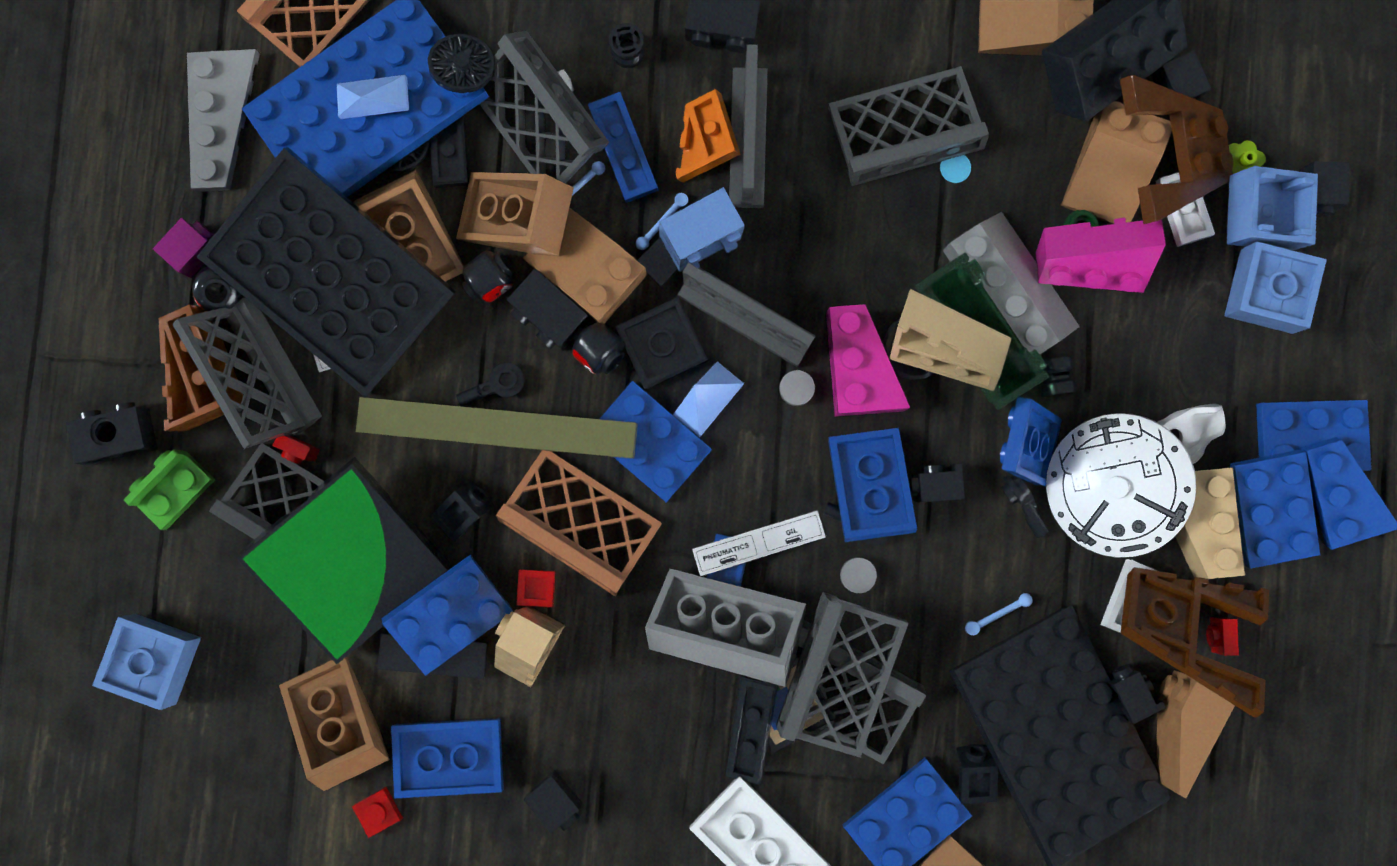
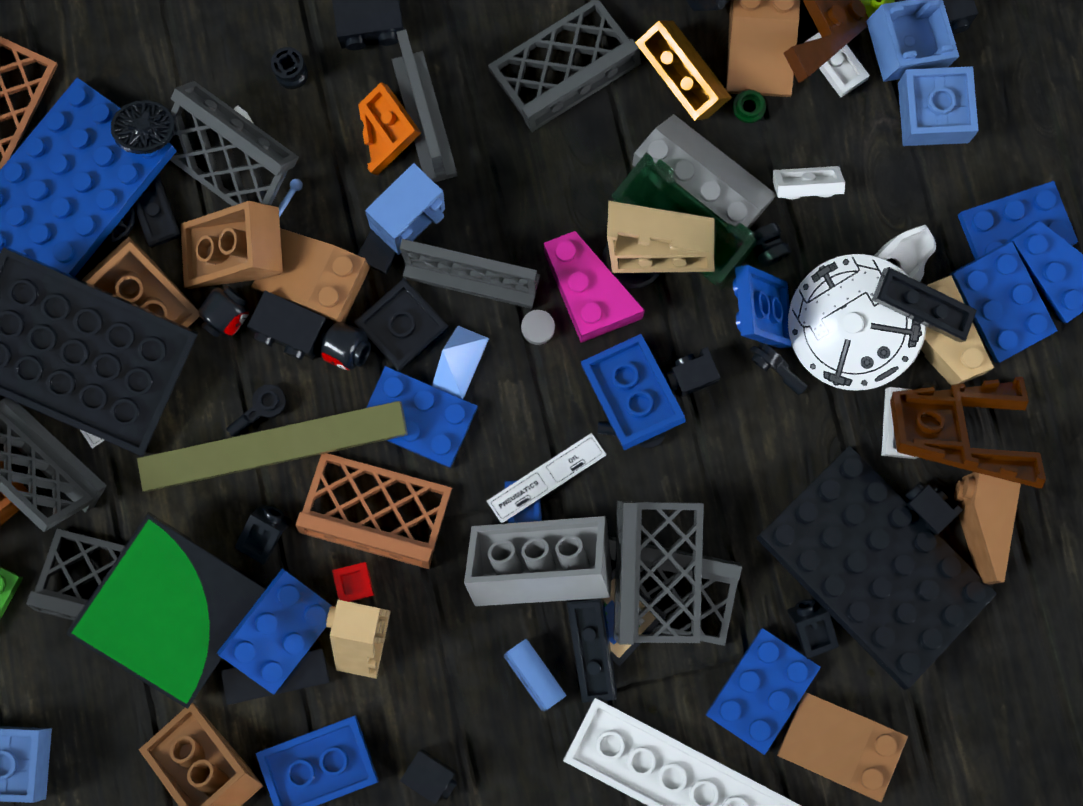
camera: 20 degrees left, 5 degrees down
(296, 449) = (91, 524): red plate -> none
(372, 97) = (70, 181): light blue slope -> none
(624, 147) = (314, 159): blue plate -> none
(681, 201) = (357, 239): light blue hinge -> none
(687, 735) = (534, 675): none -> medium blue brick
(858, 575) = (647, 479): light grey tile -> none
(956, 169) = (621, 89): medium azure sticker -> none
(974, 627) = (768, 494): light blue hinge -> none
(1026, 170) = (683, 69): none -> pearl gold brick
(1100, 256) = (773, 125): dark pink wedge -> none
(1117, 325) = (808, 182): none -> white plate
(1197, 492) = (924, 304): none -> black tile
(1223, 636) = (994, 430): red plate -> none

